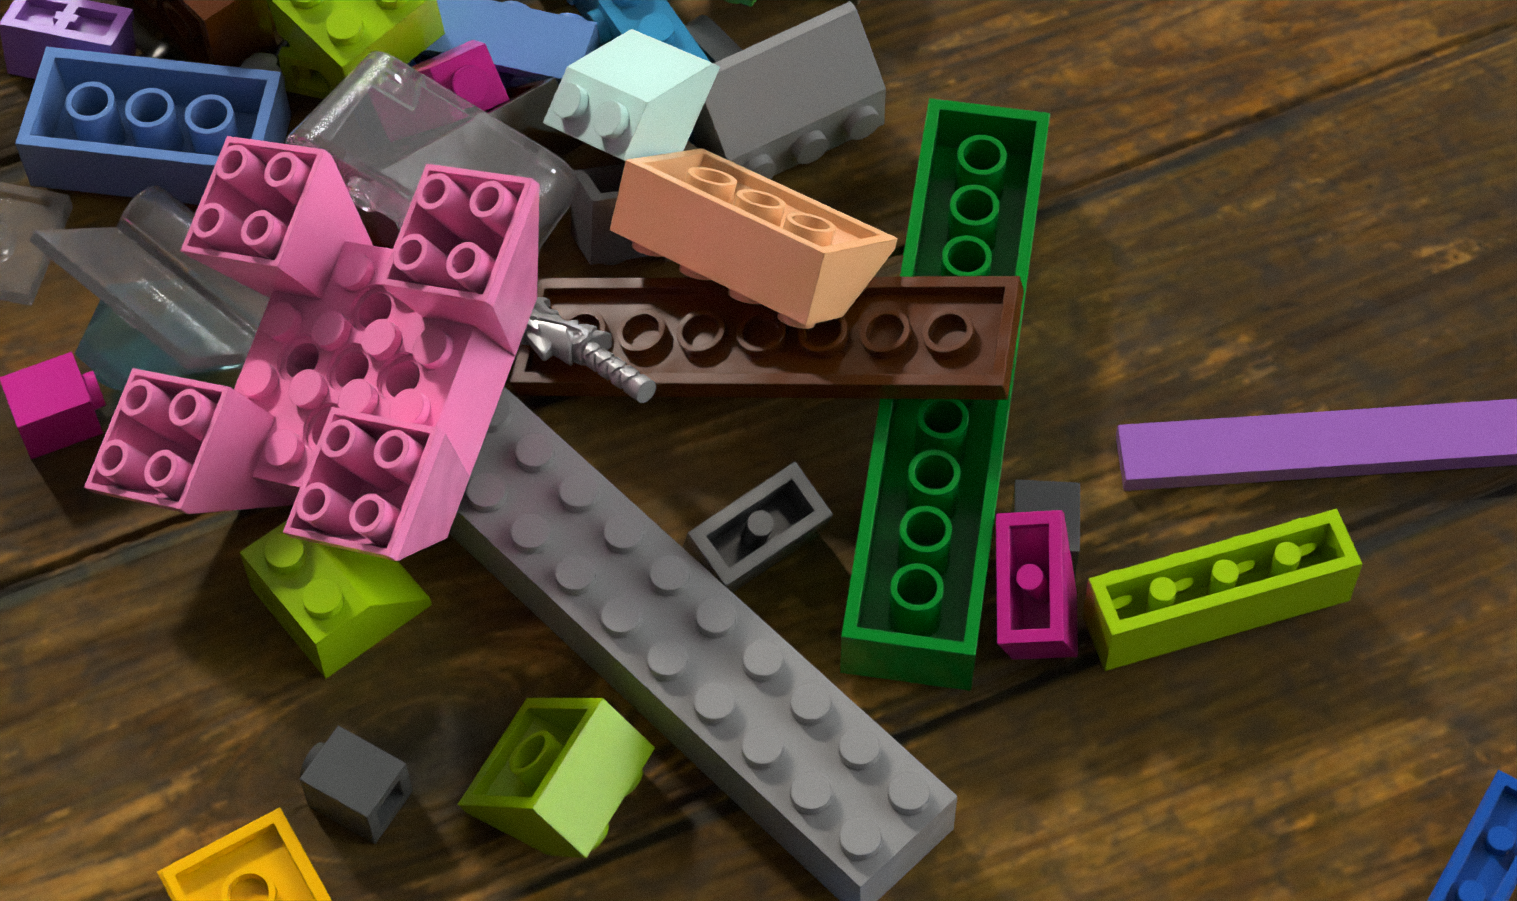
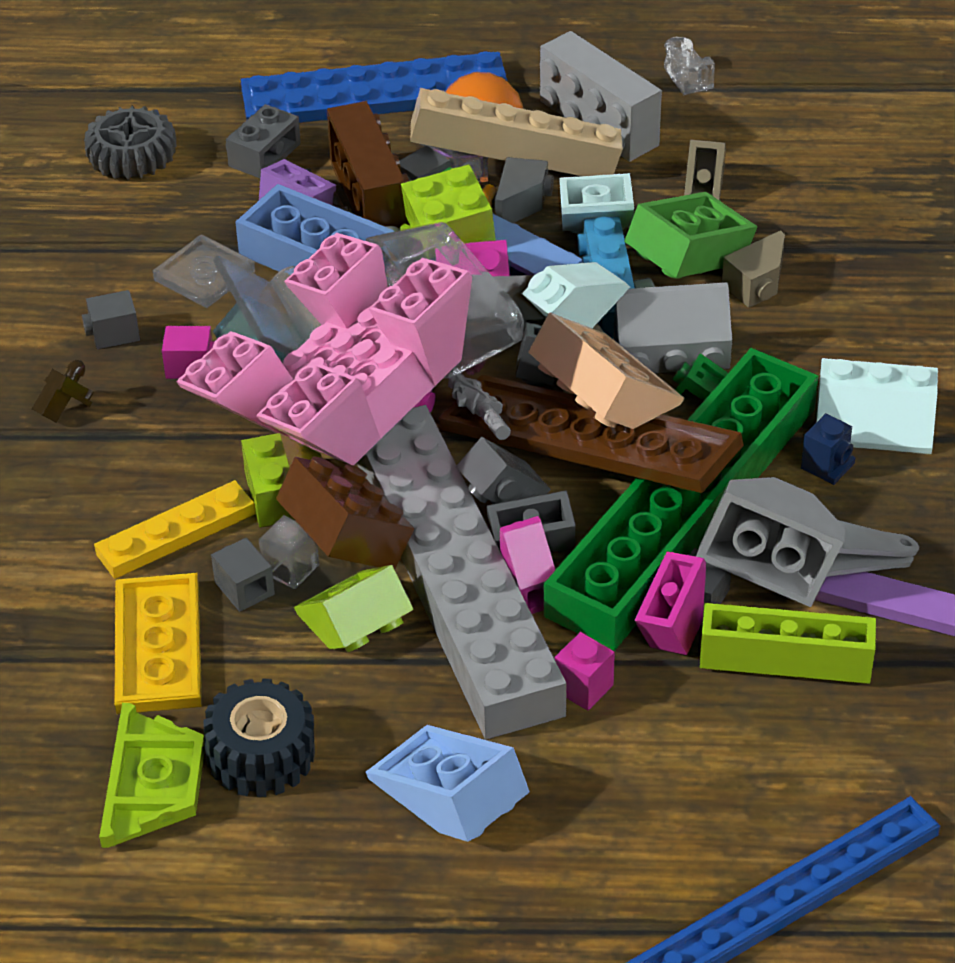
camera: 25 degrees right, 15 degrees down
(197, 739) = (174, 529): none -> yellow plate
(410, 715) = (289, 552): none -> clear brick
(476, 629) = (344, 512): none -> reddish brown brick
(677, 467) = (499, 474): none -> dark grey brick
(793, 599) = (528, 559): none -> slope
(868, 167) = (699, 377): none -> green bracket
(959, 747) = (586, 669): none -> dark pink brick
(1107, 225) = (828, 449): none -> dark blue brick
(1137, 123) = (884, 403): none -> light aqua slope
(1157, 424) = (792, 540): none -> light grey slope

